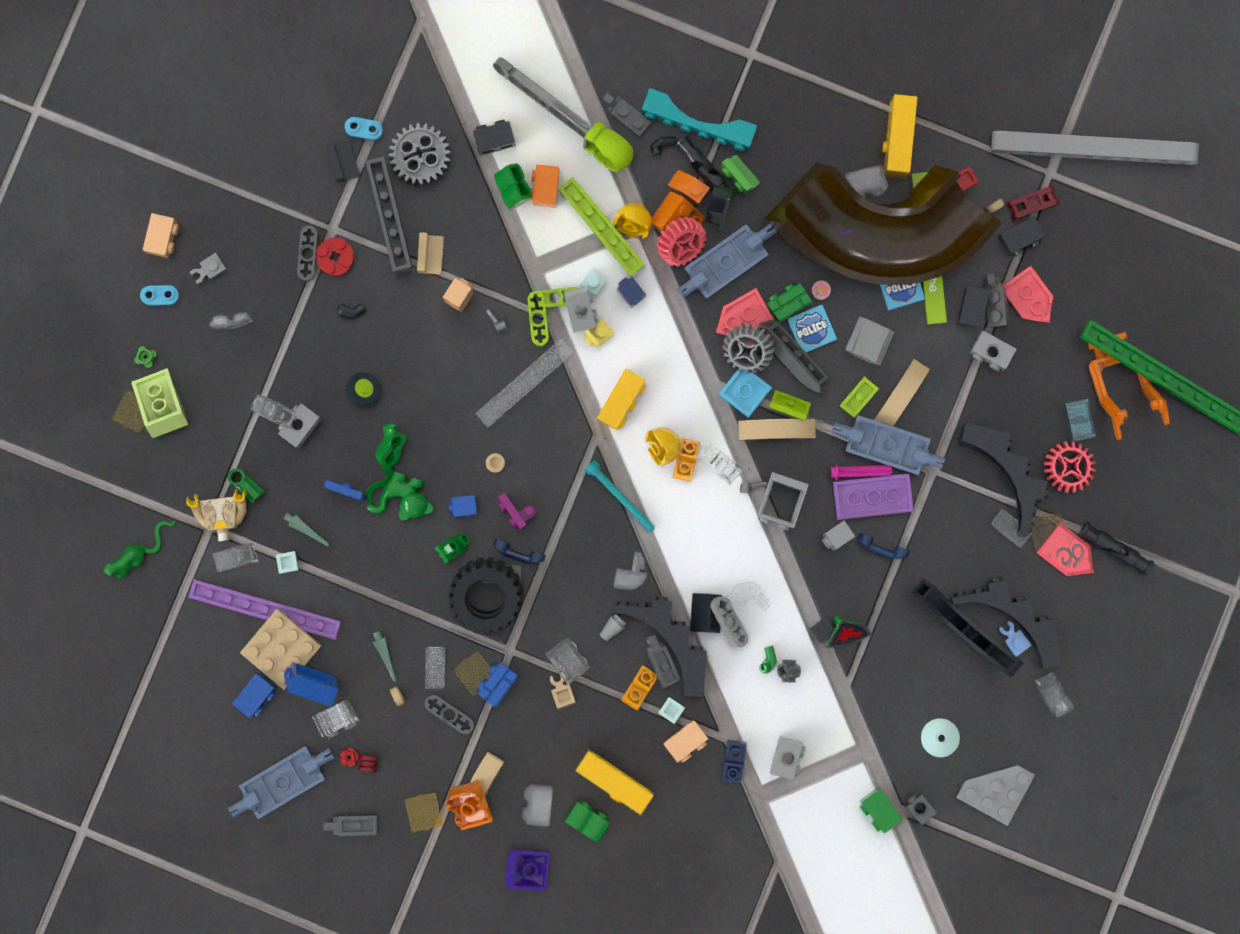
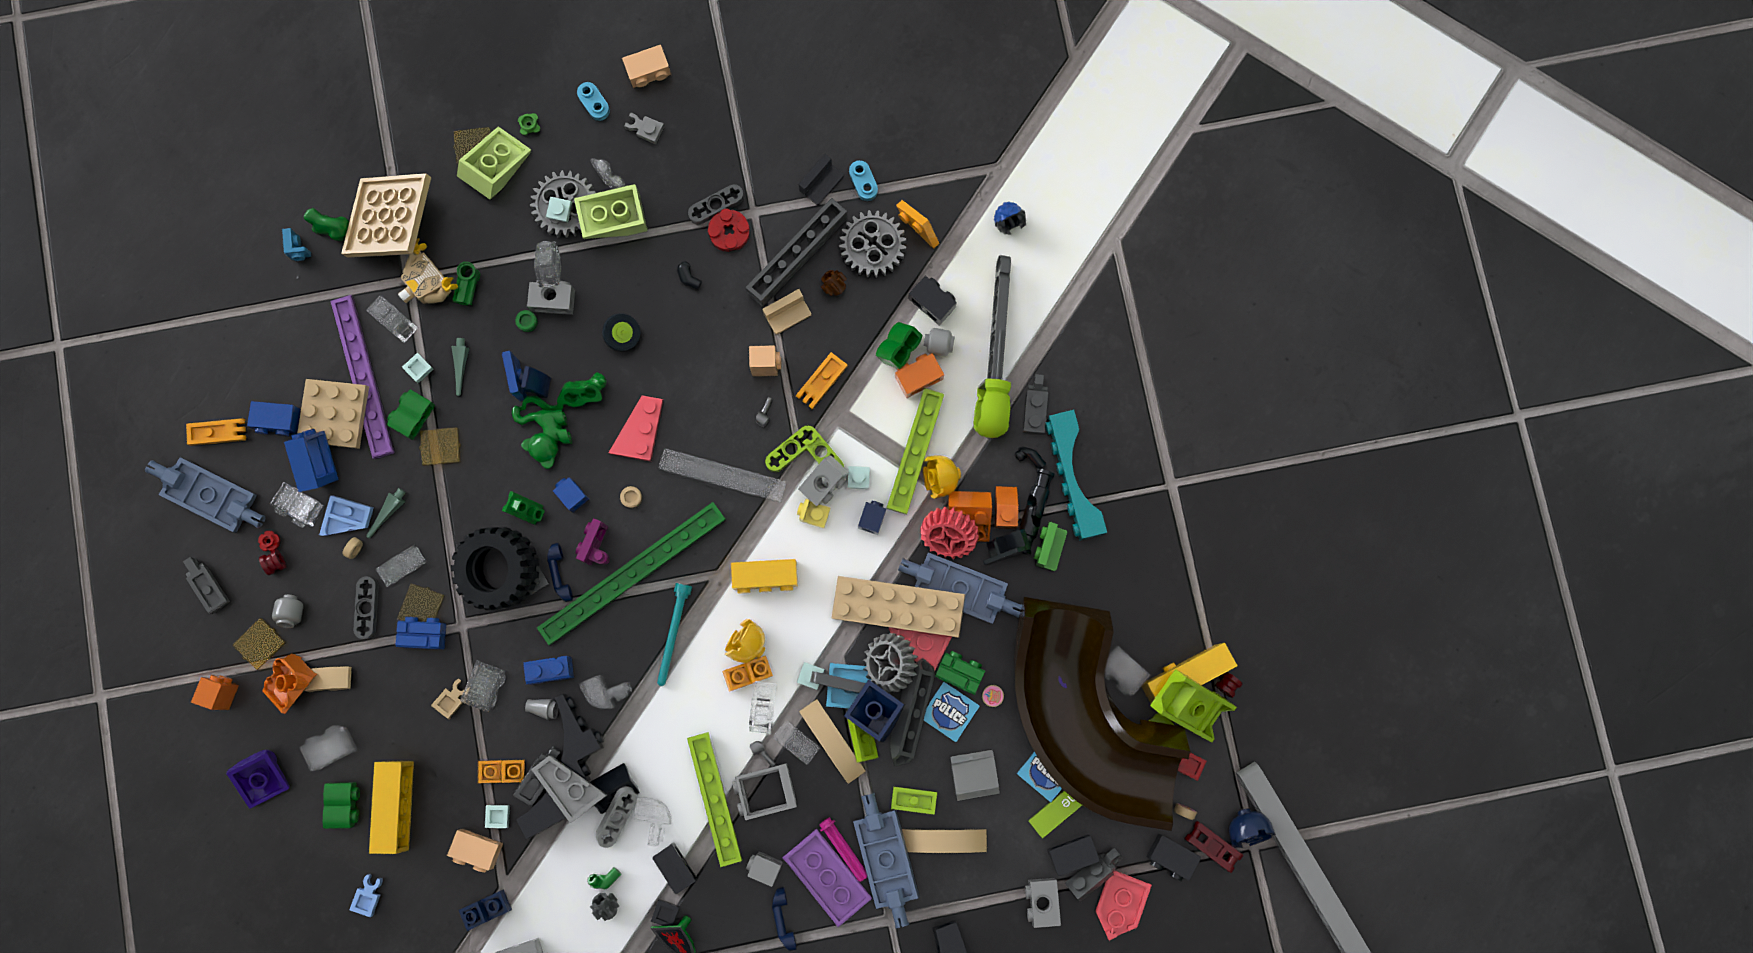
camera: 55 degrees right, 5 degrees down
(121, 598) = (293, 247): none -> dark azure bracket
(151, 510) = (386, 215): none -> tan plate
(226, 385) = (551, 187): none -> light grey gear
(235, 374) = (559, 209): none -> light aqua plate
(235, 747) = (215, 432): none -> light orange hinge
(264, 337) = (611, 213): none -> yellowish green slope
(304, 457) = (526, 321): none -> green tile
(321, 589) = (410, 414): none -> green brick
(359, 583) = (440, 446): none -> clear yellow piece
(360, 478) = (535, 381): none -> dark blue slope
(368, 687) = (345, 516): none -> light blue wing
(414, 774) = (287, 611): none -> light grey head
(426, 109) = (918, 223): none -> light orange wing
(431, 203) = (833, 282): none -> reddish brown gear
(442, 862) = (215, 692): none -> orange brick
(448, 423) = (639, 431): none -> coral wing
(468, 36) = (1008, 217): none -> piece
(500, 260) = (822, 379): none -> light orange hinge
(530, 154) = (939, 342): none -> light grey head
(554, 498) = (631, 574): none -> green plate
(587, 604) = (548, 670): none -> blue brick
(669, 844) = (366, 899): none -> light blue plate
(686, 642) = (567, 788): none -> light grey wing
(710, 315) = (898, 606): none -> tan plate
(718, 414) = (805, 675): none -> light aqua plate
(740, 393) = (836, 682): none -> dark grey beam
(761, 454) = (797, 742): none -> clear brick
(763, 542) = (714, 799): none -> lime plate
(777, 381) = (875, 711): none -> dark blue slope
(794, 604) = (674, 868): none -> black panel
(914, 153) = (1180, 699): none -> lime piece
(925, 112) = (1228, 684): none -> dark red wheel
(1037, 167) = (1250, 828): none -> dark blue cylinder

